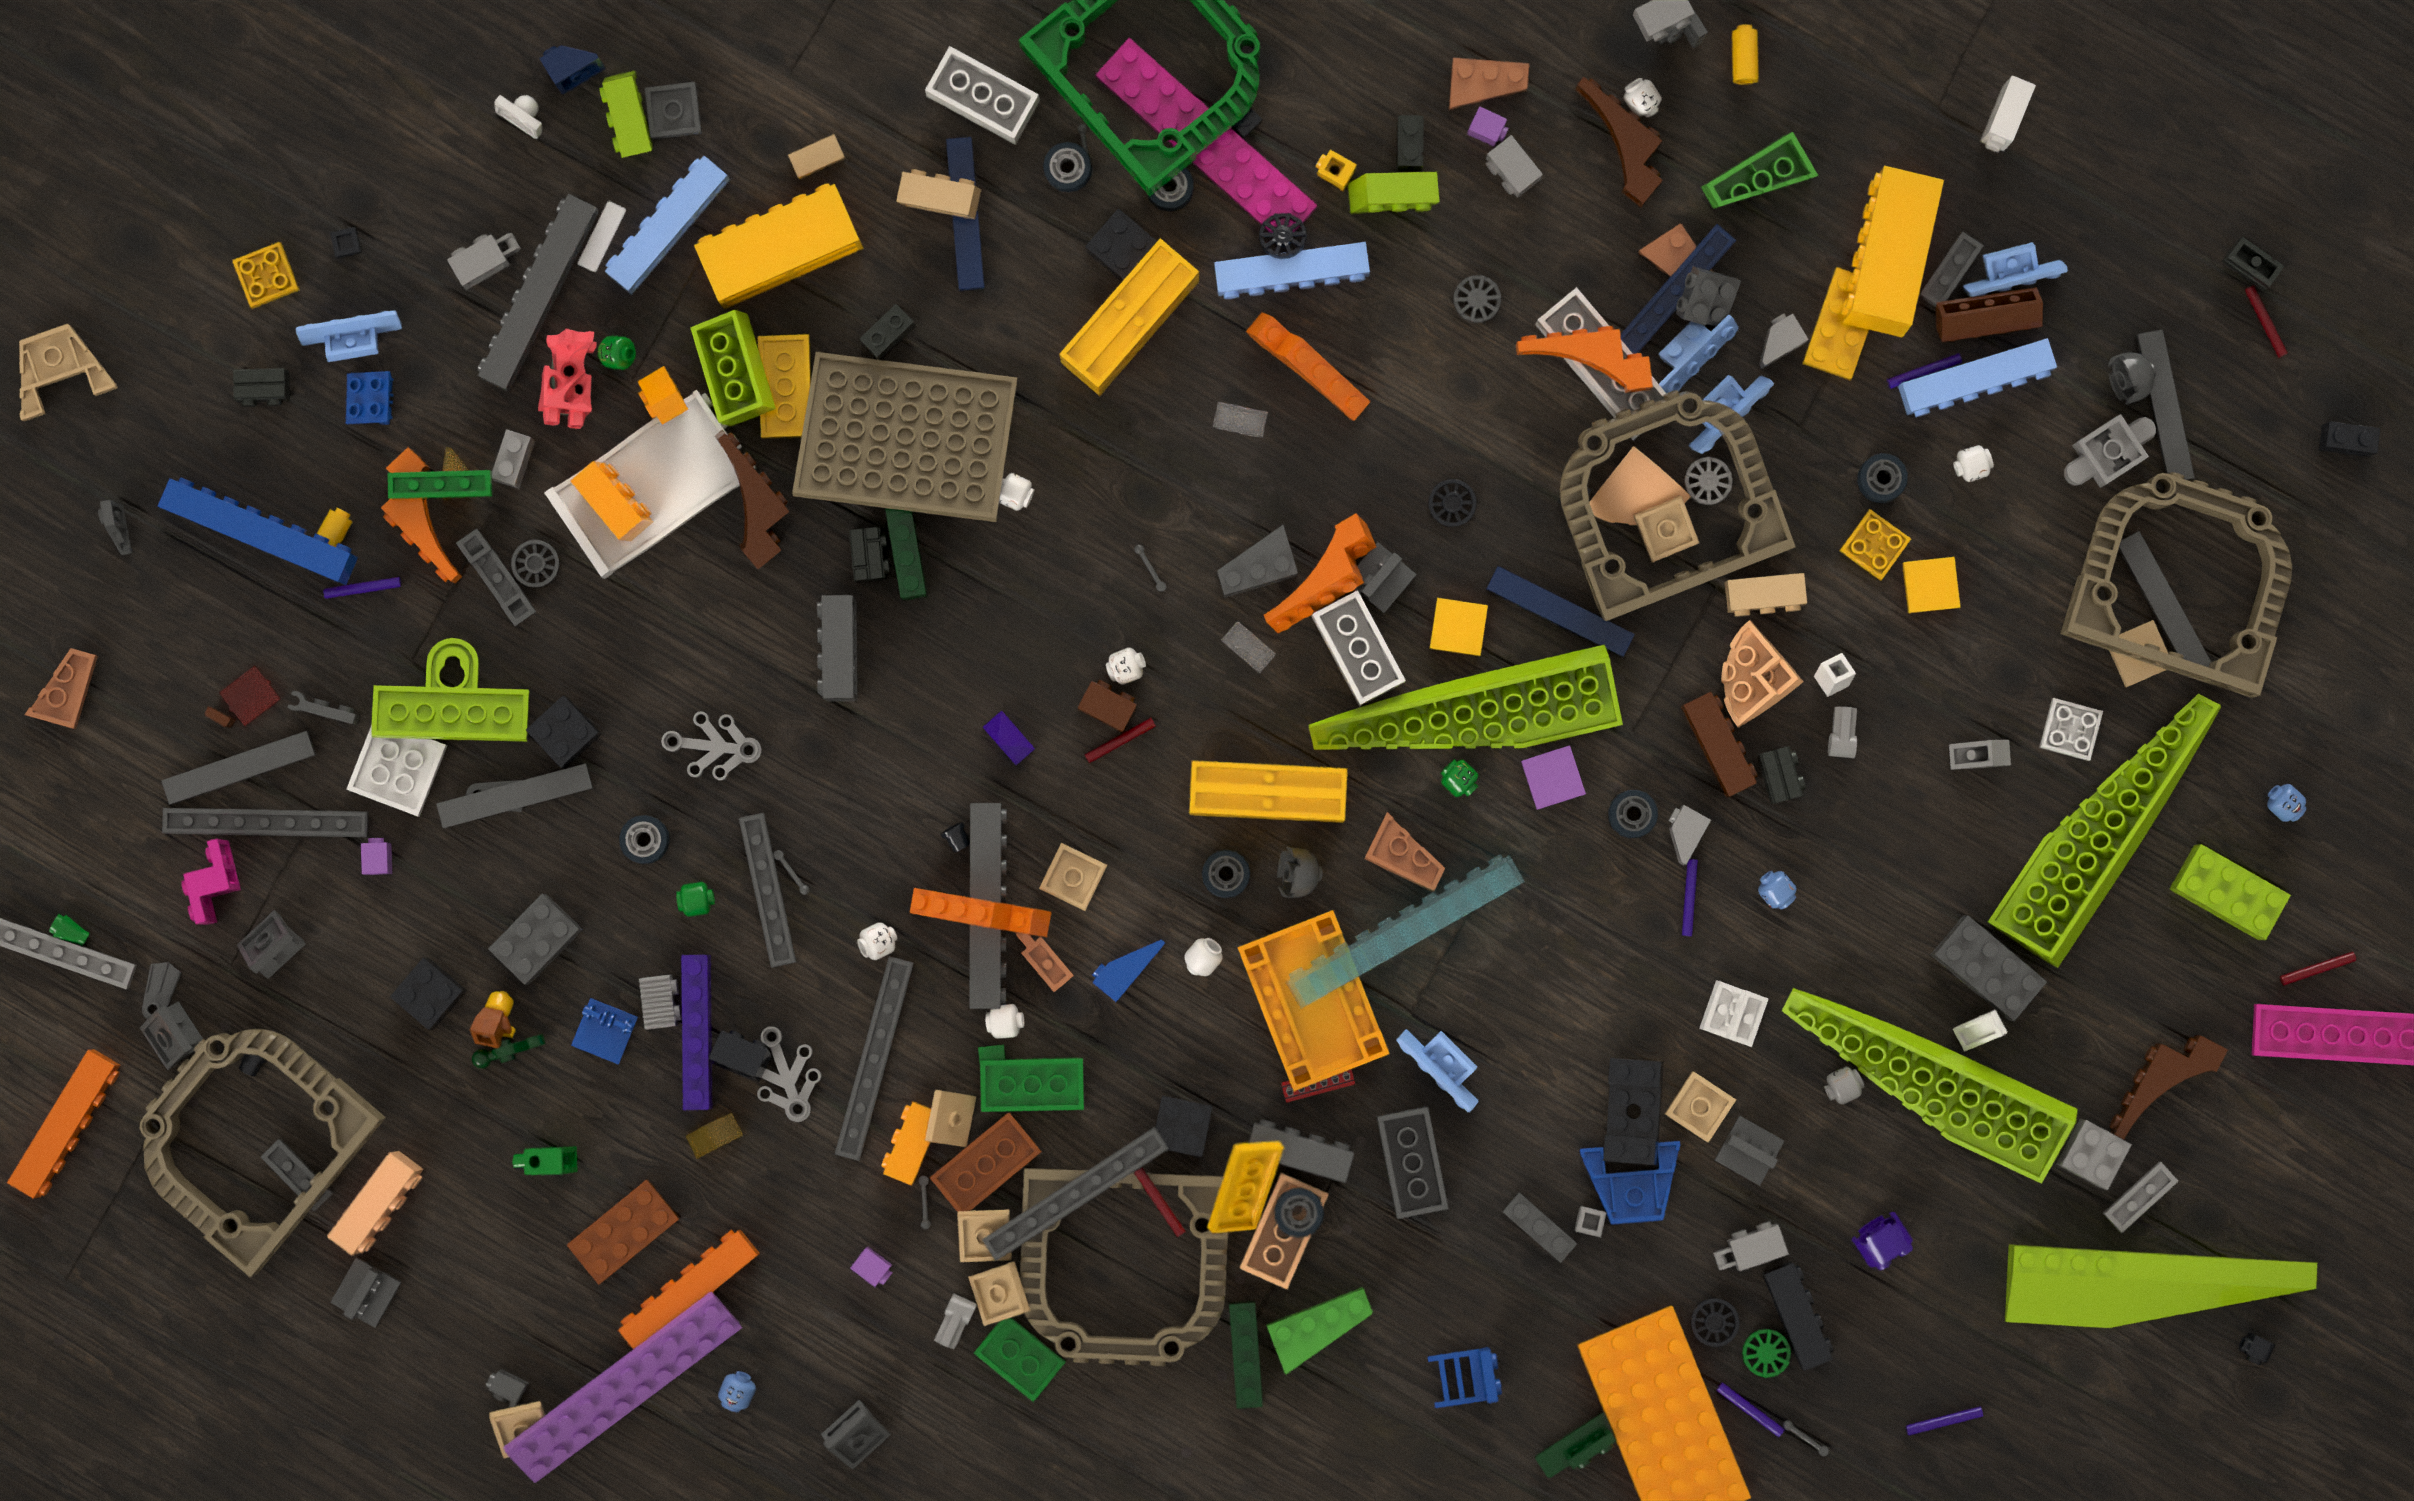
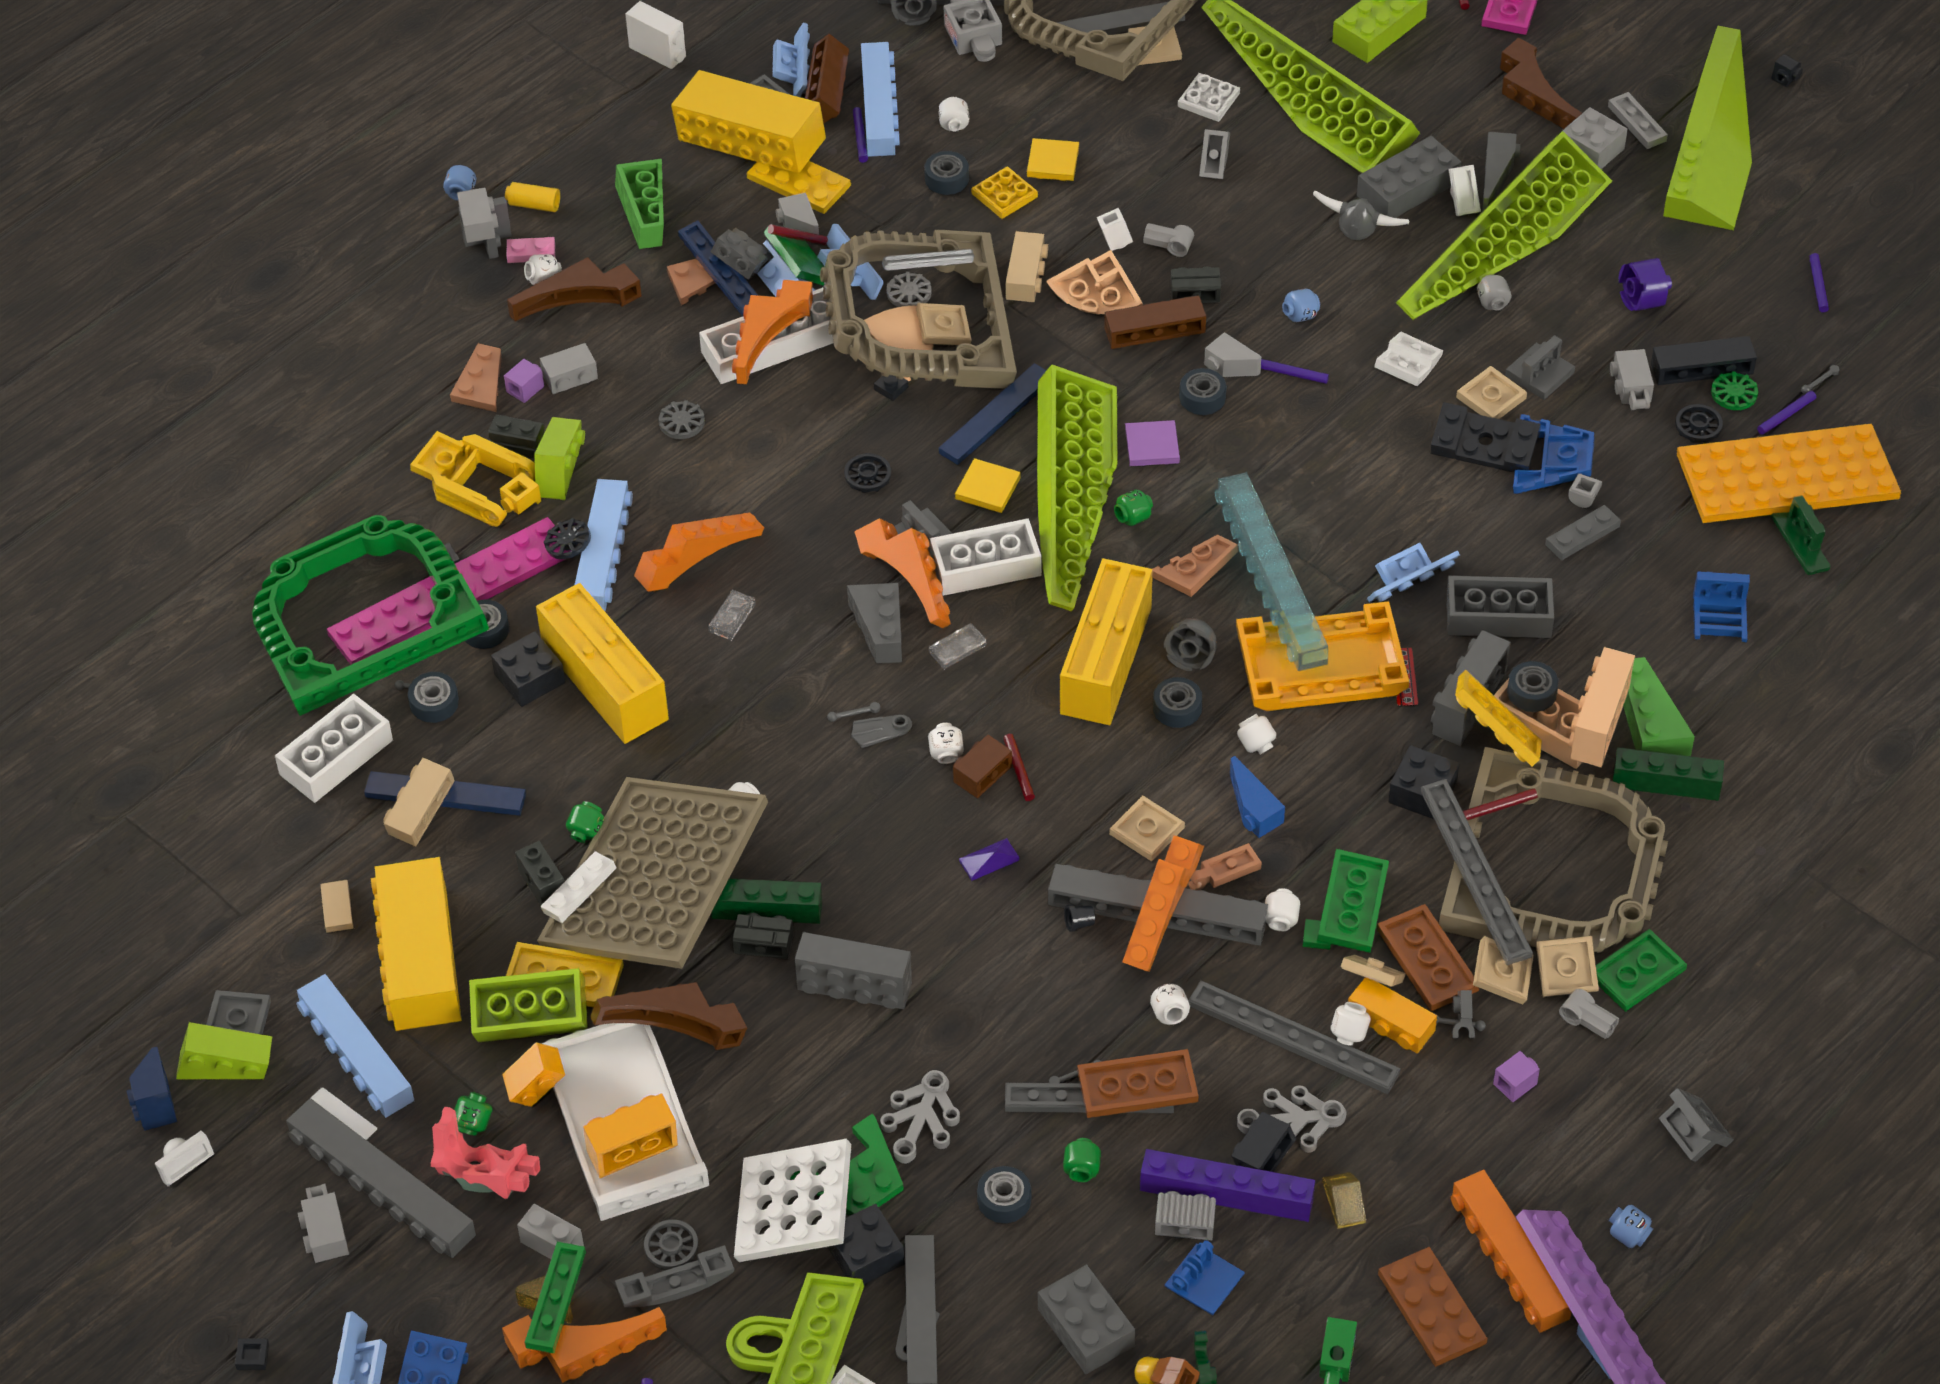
camera: 75 degrees left, 35 degrees down
(606, 690) = (781, 1189): none -> white piece
(633, 711) = (871, 1173): none -> green wing
(780, 931) = (1137, 1083): none -> dark orange plate
(875, 372) = (578, 887): none -> white plate
(888, 1108) = (1350, 1023): none -> white head
(930, 1206) = (1463, 1006): none -> dark grey plate
(956, 354) = (584, 821): none -> green head
(1136, 597) = (879, 729): none -> dark grey piece
(1277, 1284) = (1601, 706): none -> light nougat brick
(1354, 87) = (452, 463): none -> yellow plate
(1674, 75) = (522, 249): none -> bright pink plate
(1718, 356) = (798, 257): none -> green tile
(1722, 495) = (928, 259): none -> axle
(1743, 348) = (797, 234): none -> dark red bar
(1918, 926) = (1358, 217): none -> dark grey helmet
(2046, 1058) = (1499, 163): none -> dark grey slope

